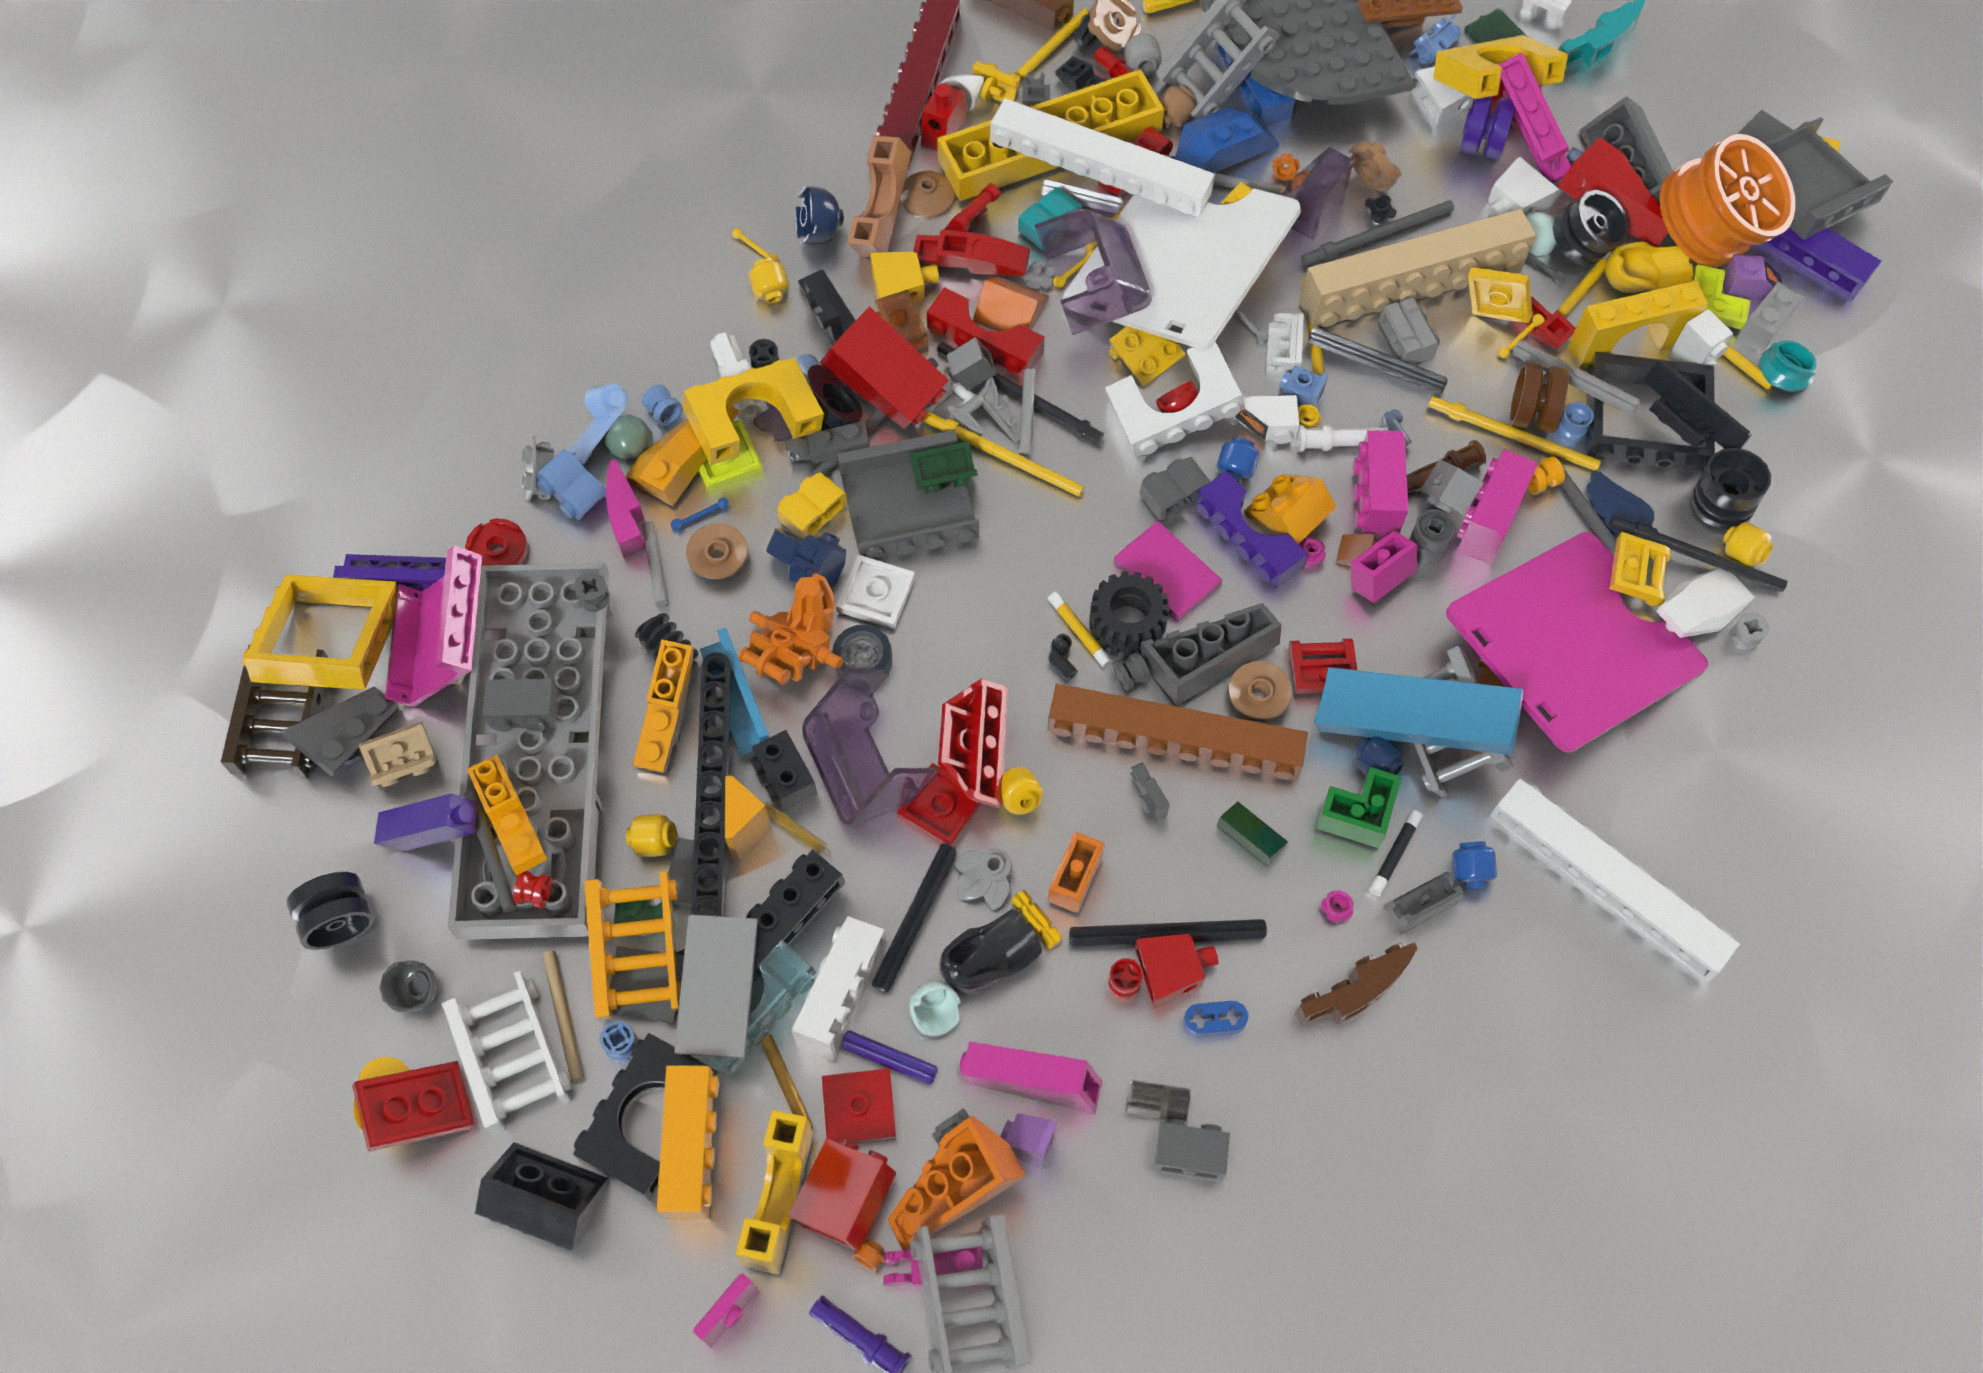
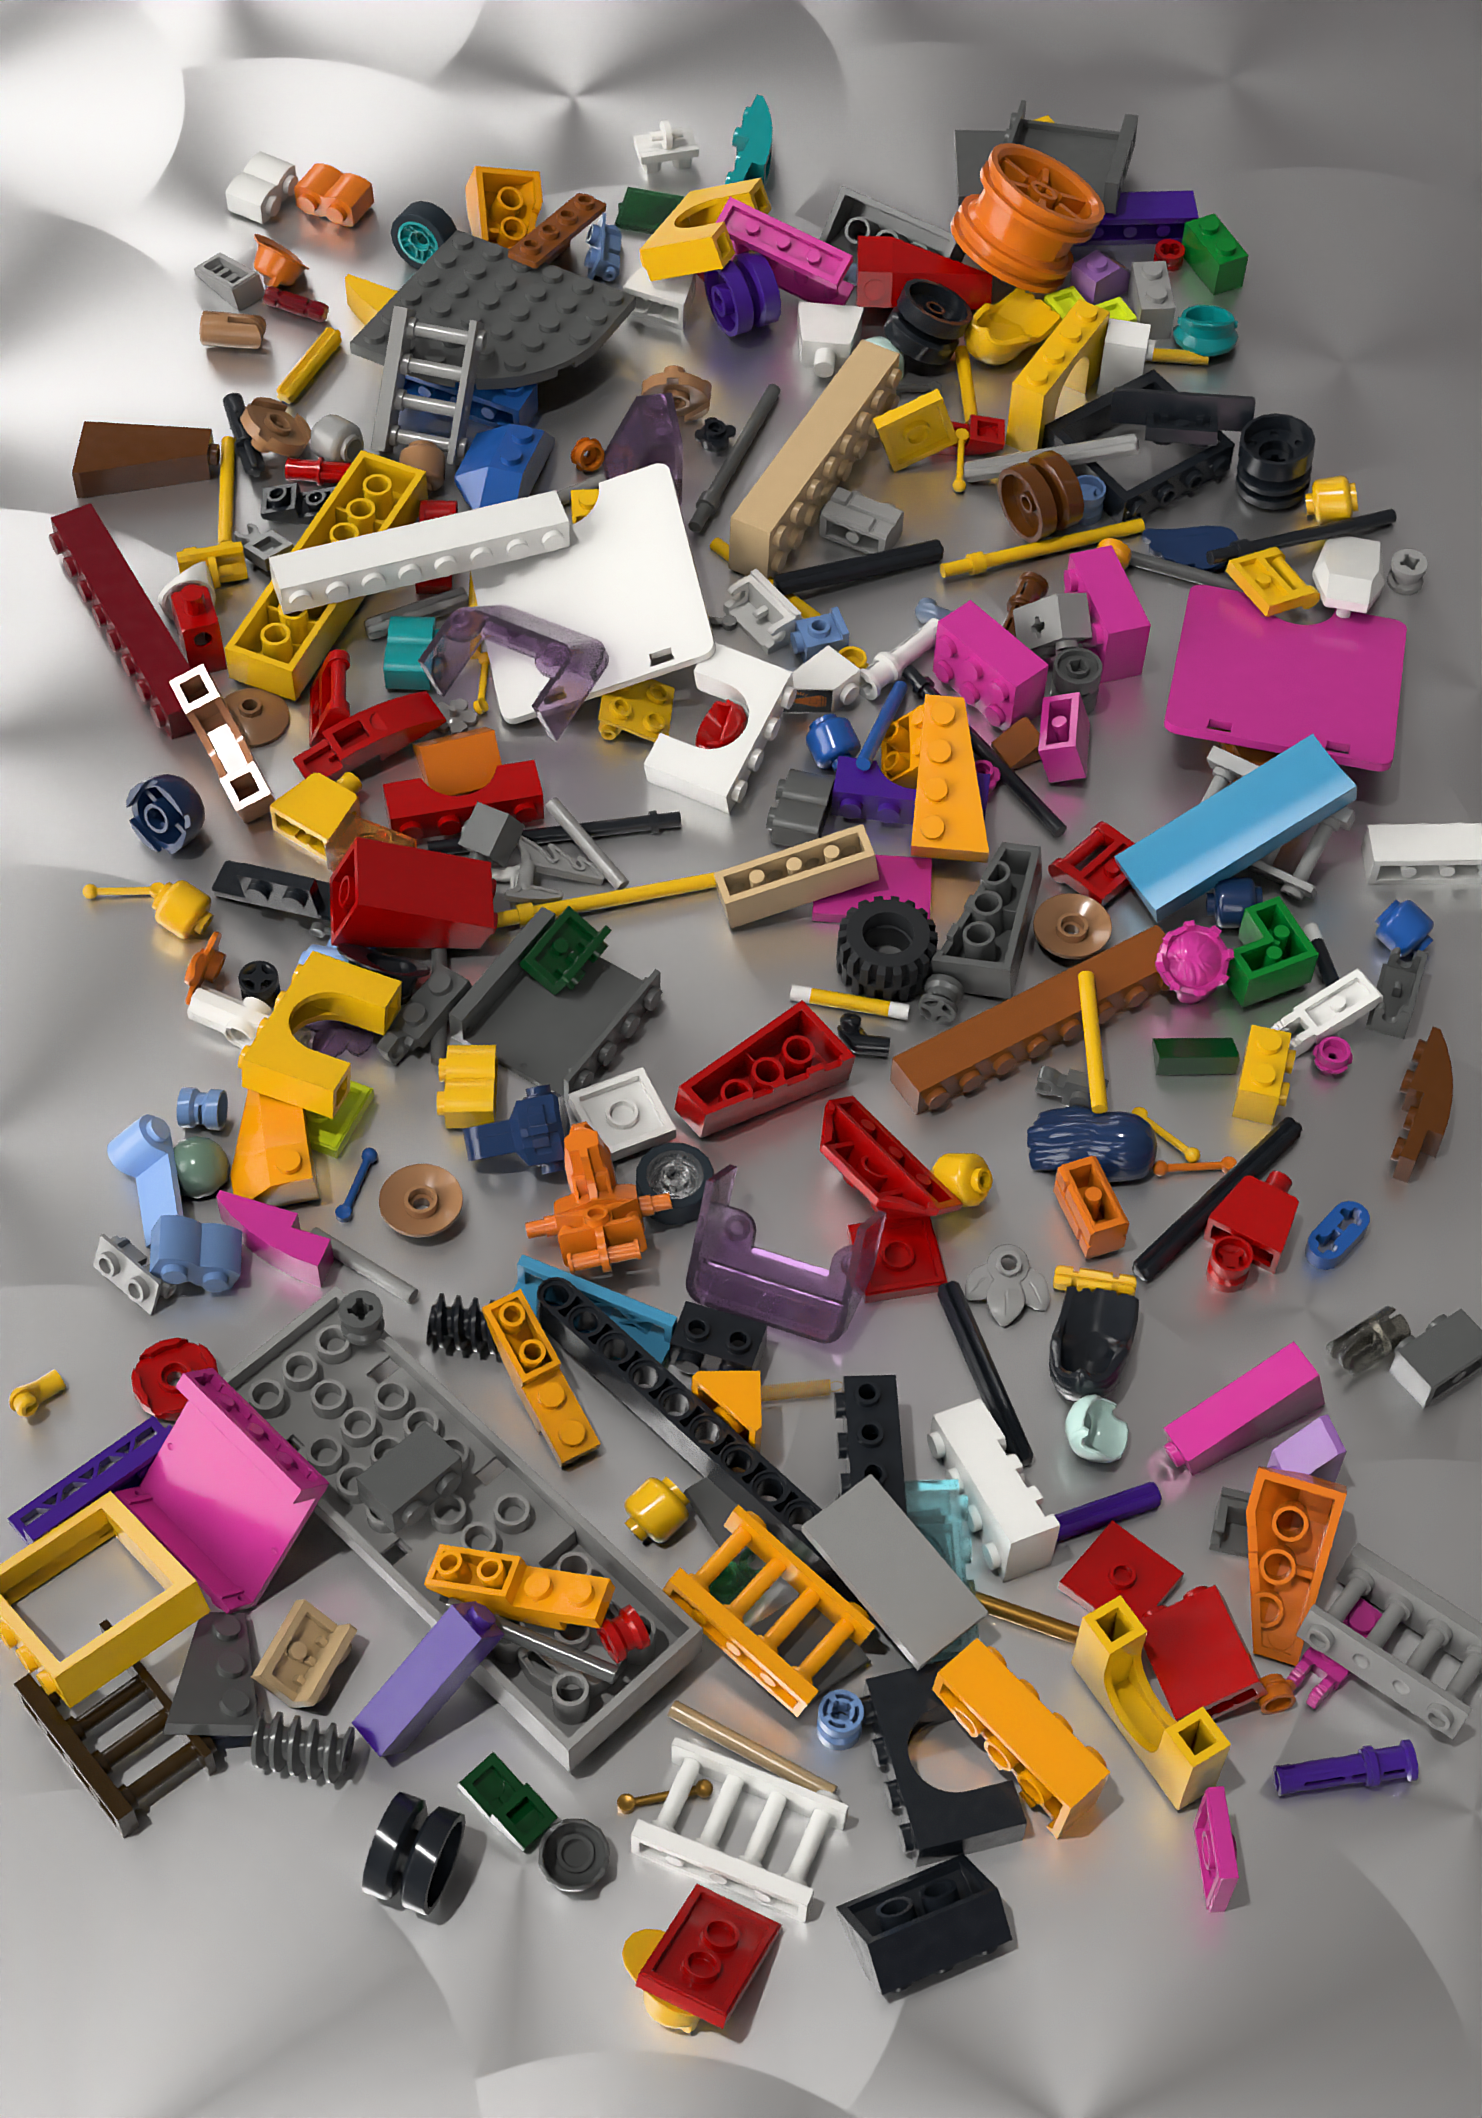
camera: 45 degrees left, 10 degrees down
(346, 802) = (301, 1748): none -> dark grey piece
(416, 496) = (27, 1397): none -> yellow arm
(417, 926) = (507, 1802): none -> dark green slope
(474, 984) = (627, 1803): none -> pearl gold hinge
(746, 322) = (204, 965): none -> orange plate
(976, 630) = (767, 1070): none -> red wedge
(1119, 526) = (796, 876): none -> tan brick
(1128, 835) = (1118, 1139): none -> dark blue hair
(1154, 885) = (1160, 1167): none -> orange hinge
(1178, 842) = (1191, 1154): none -> yellow hinge
(1182, 772) = (1092, 1042): none -> yellow bar
(1262, 538) = (947, 799): none -> light orange wedge
(1274, 880) = (1262, 1075): none -> yellow brick
(1276, 471) = (881, 725): none -> blue bar
(1302, 772) = (1193, 961): none -> dark pink hair
(1335, 468) = (924, 685): none -> black bar
(1361, 876) = (1330, 1010): none -> white hinge
(1827, 291) = (1171, 252): none -> red bush
(1852, 316) = (1214, 254): none -> green piece

